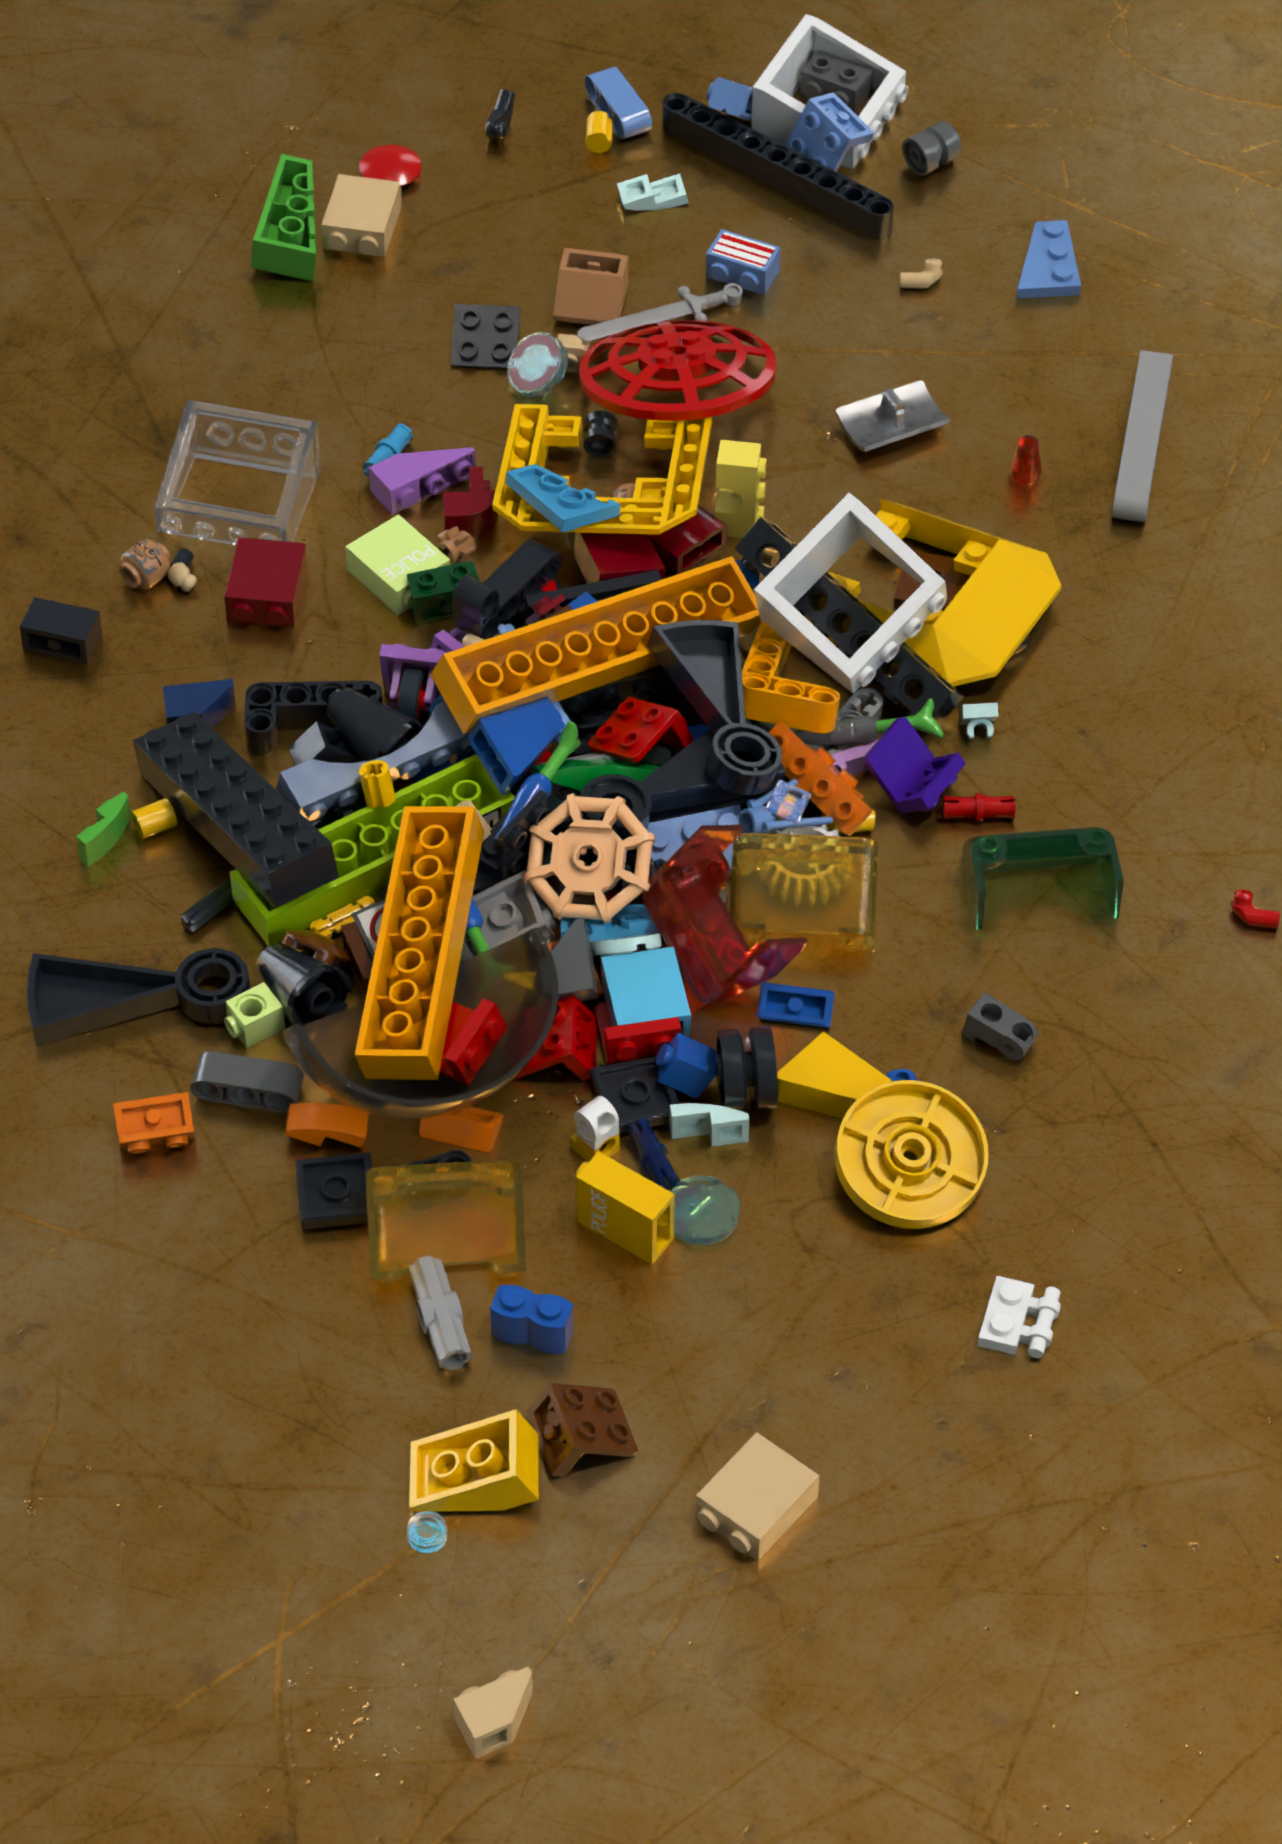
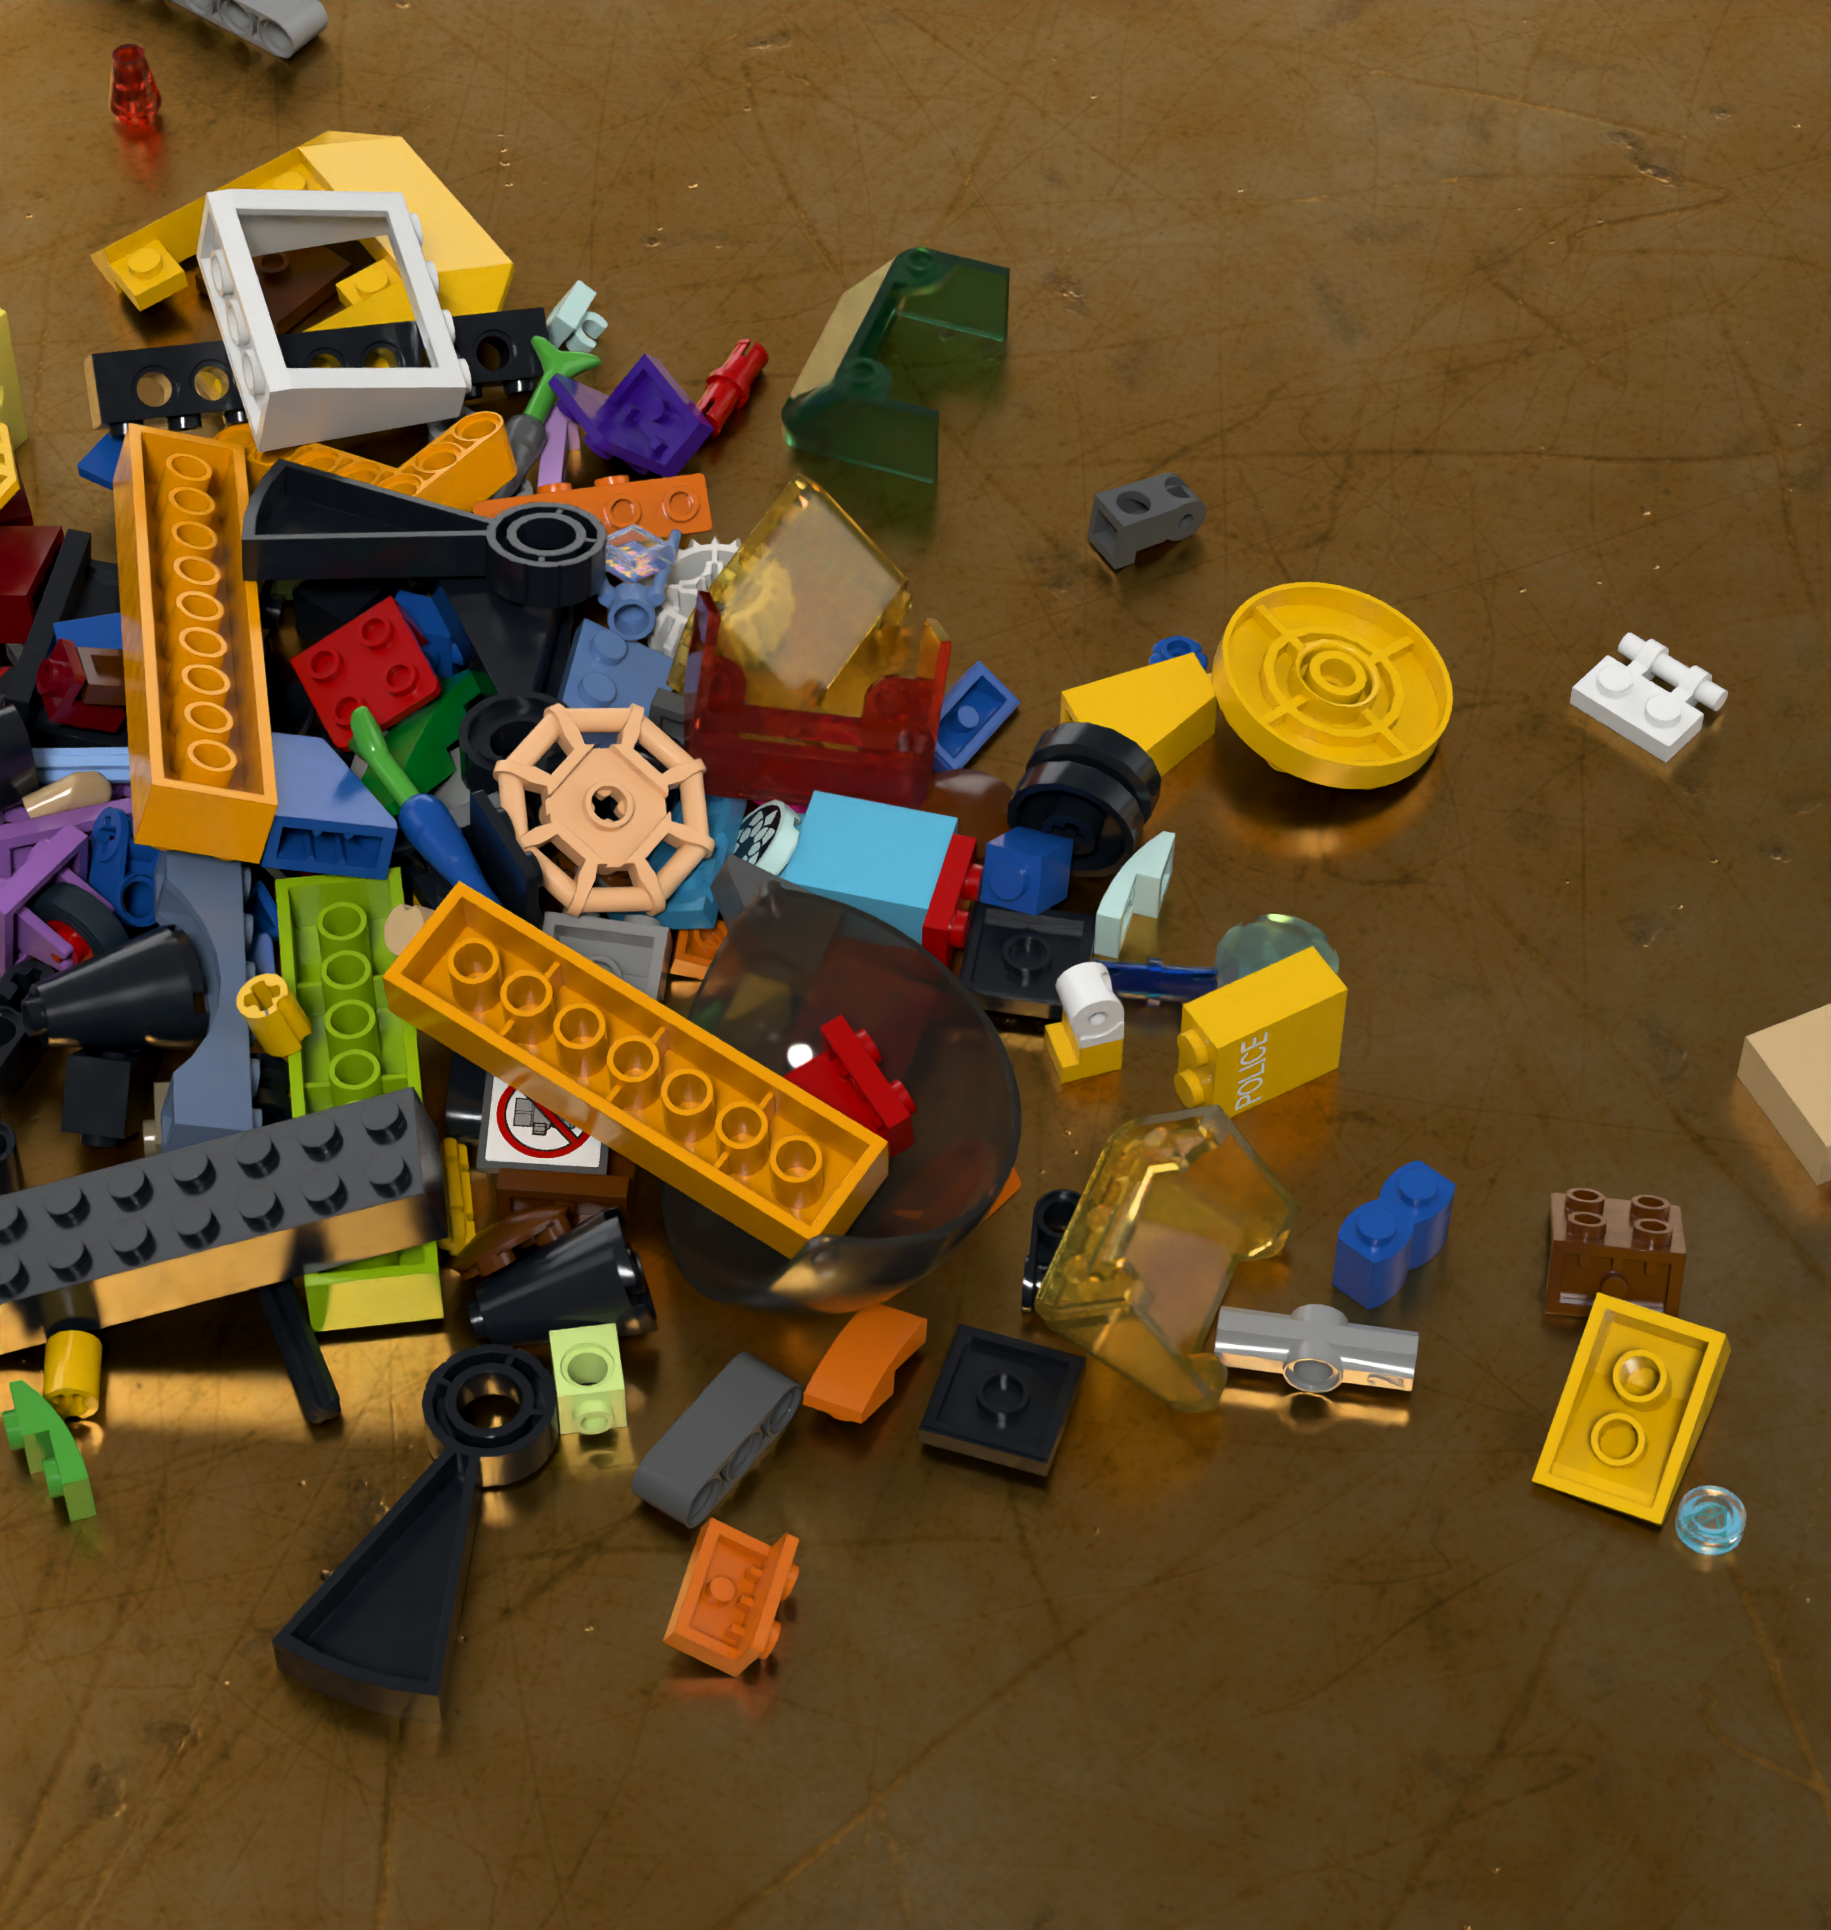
camera: 65 degrees left, 0 degrees up
(1250, 914) = (1093, 201): red arm -> none

